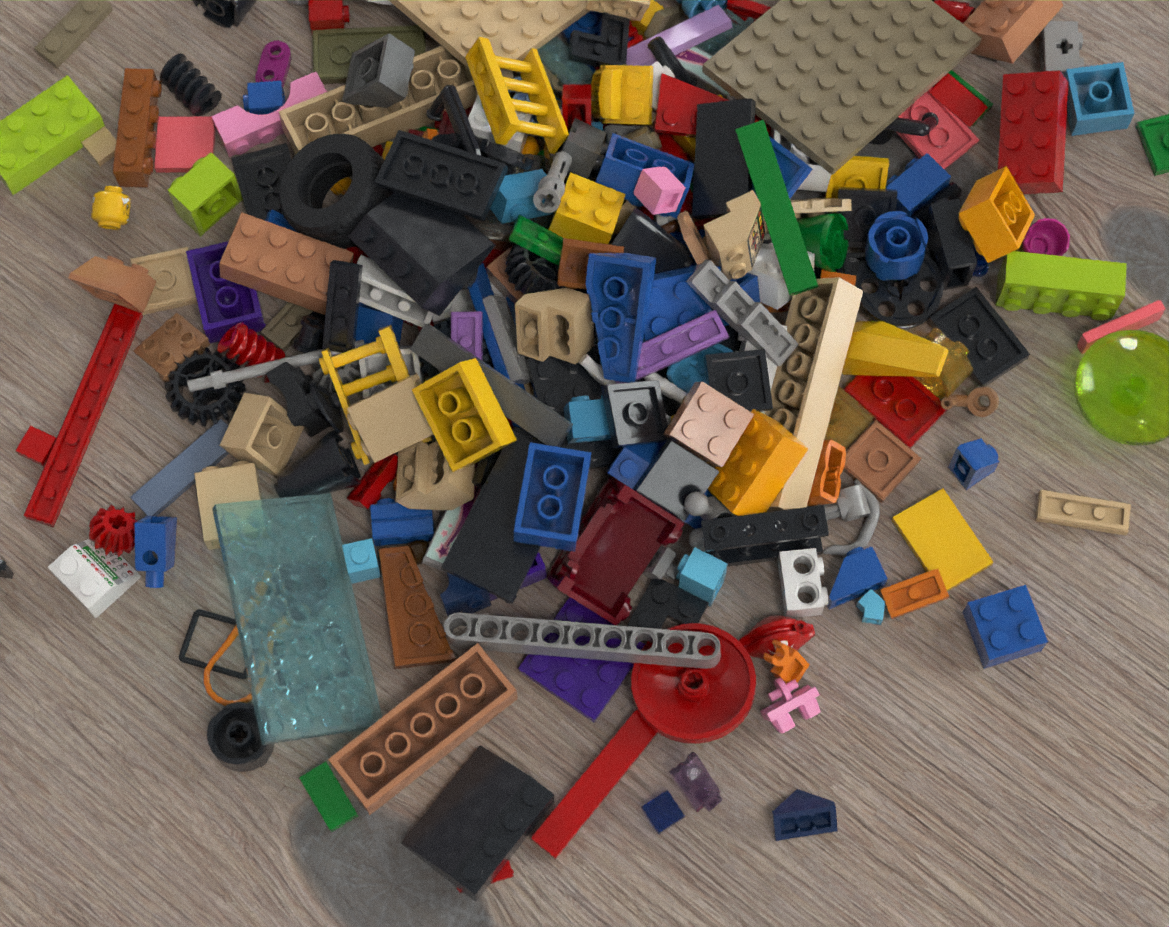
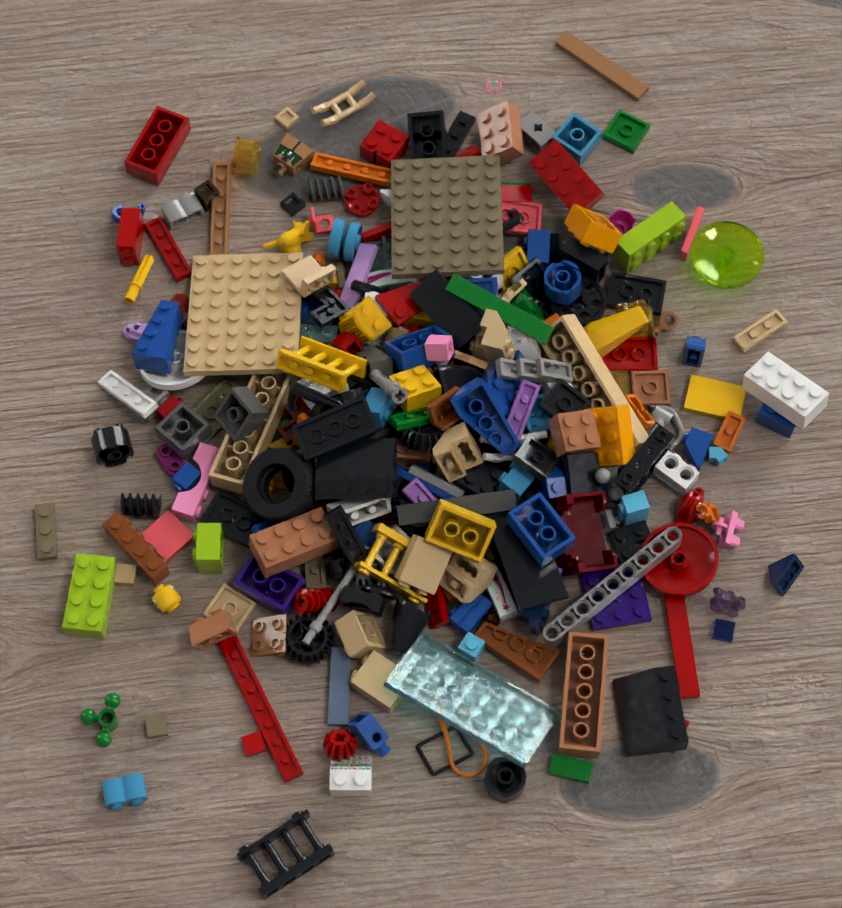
camera: 45 degrees left, 5 degrees down
(309, 42) = (183, 430): none -> dark grey brick
(1022, 605) = (785, 390): none -> white brick

